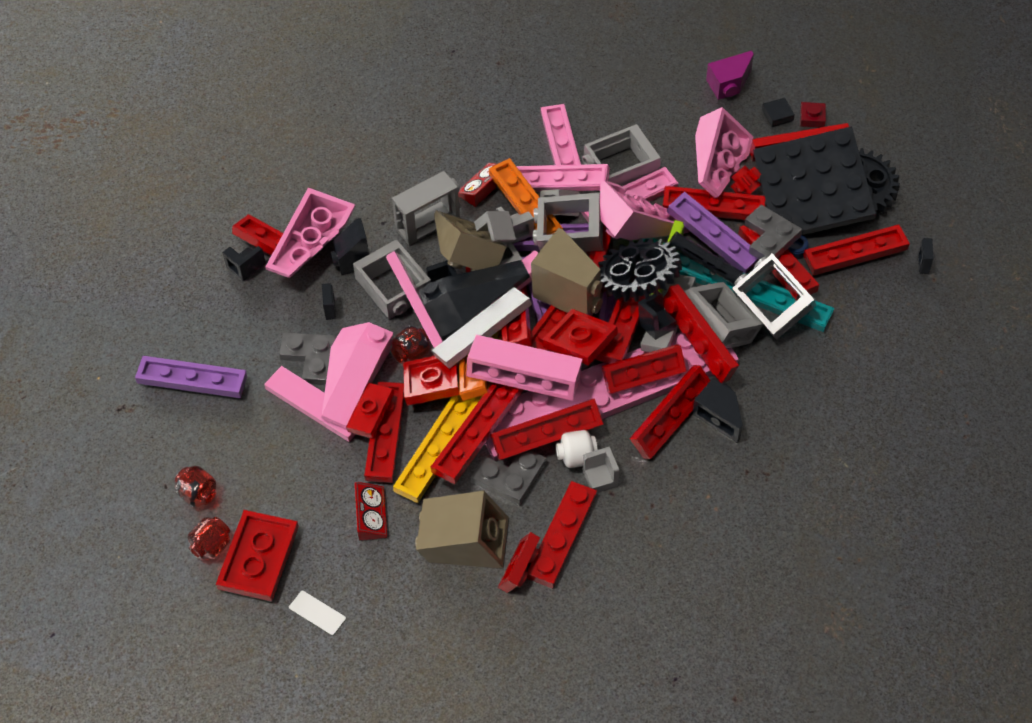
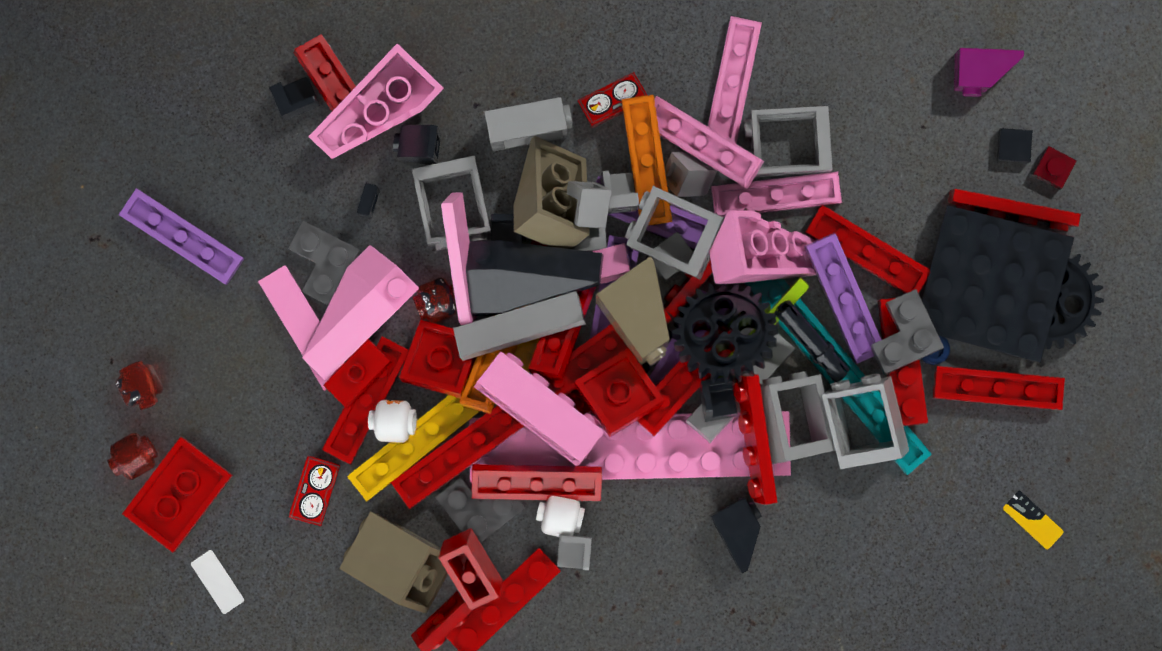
camera: 20 degrees right, 30 degrees up
(413, 429) = (393, 421): none -> white head
(524, 507) = (470, 569): none -> red brick
(644, 368) = (675, 455): red plate -> none
(669, 413) = (684, 511): red plate -> none
(720, 149) = (914, 175): bright pink wedge -> none
(746, 180) = (919, 239): red gear -> none
(925, 256) = (1071, 432): black tile -> none
(934, 325) = (1033, 520): none -> yellow sticker

